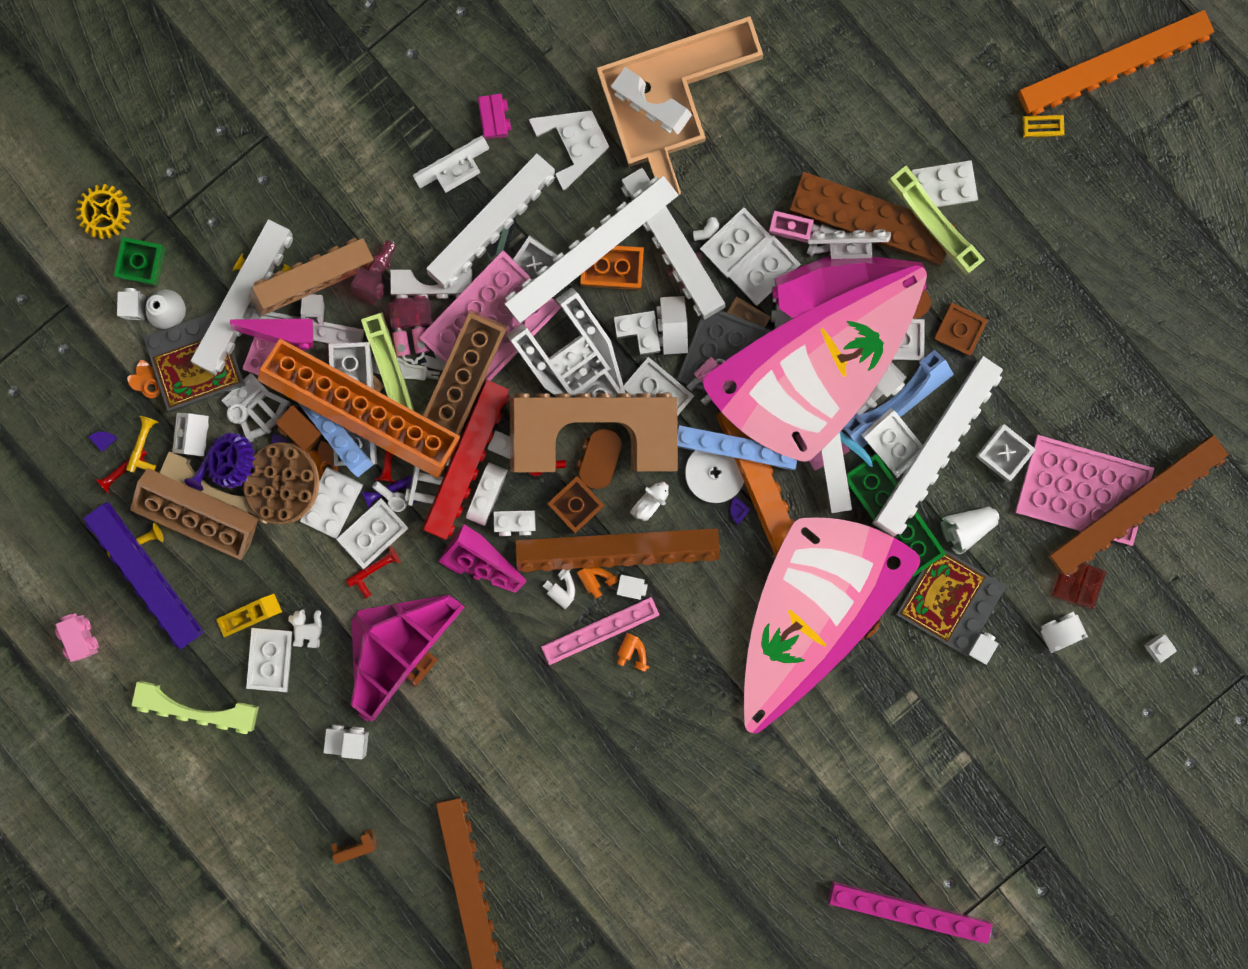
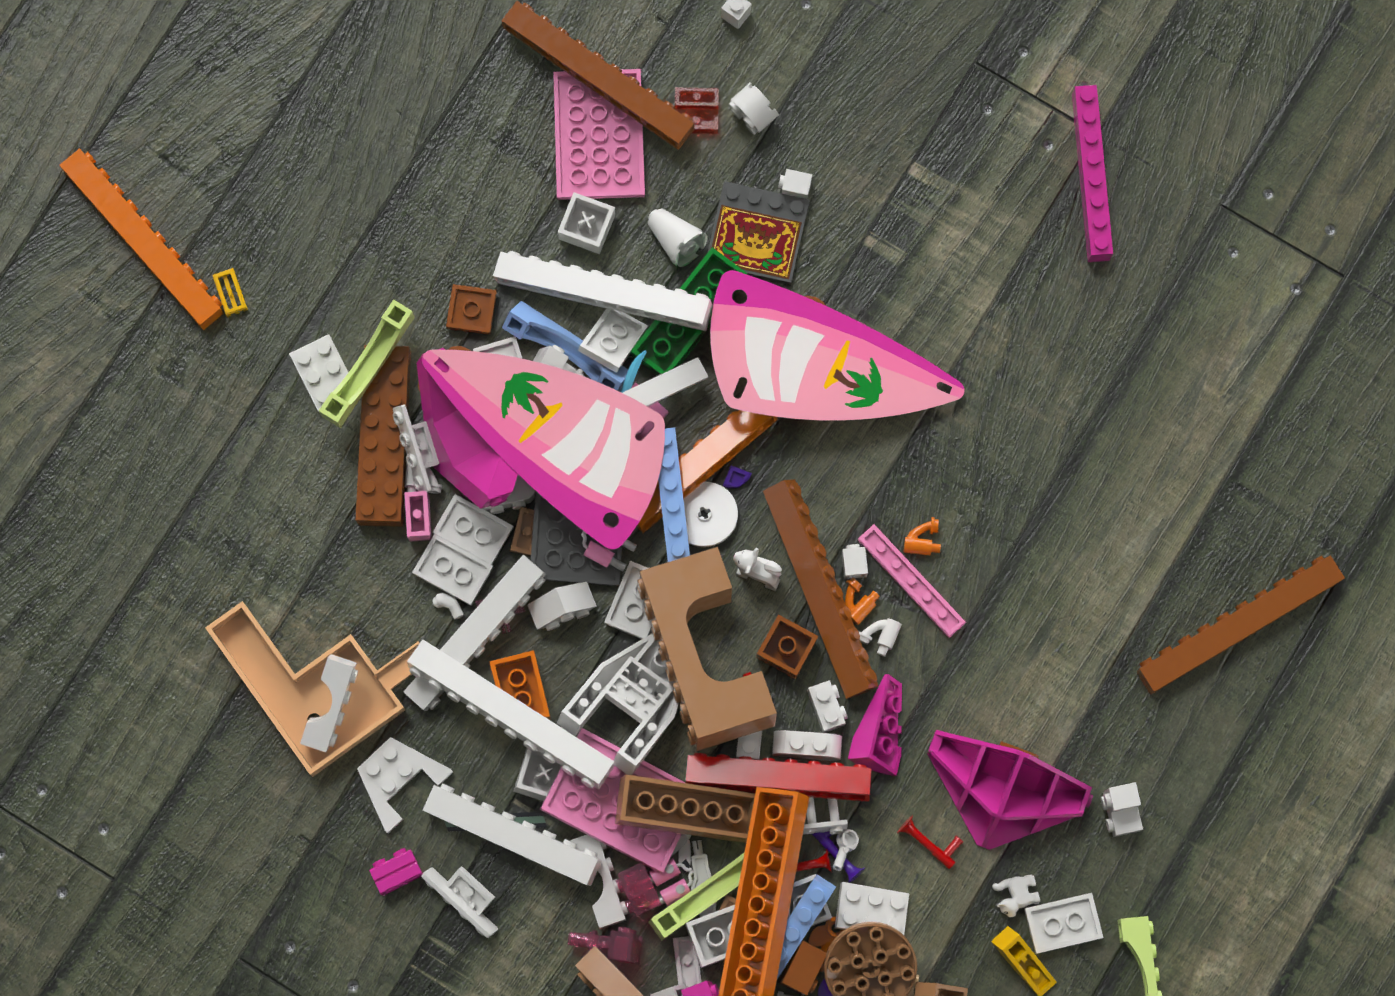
camera: 105 degrees left, 10 degrees down
(355, 850) = (1233, 761): dark orange piece -> none
(372, 533) = (890, 856): white plate -> none
(600, 458) = (729, 638): dark orange brick -> none
(640, 325) = (574, 637): white brick -> none

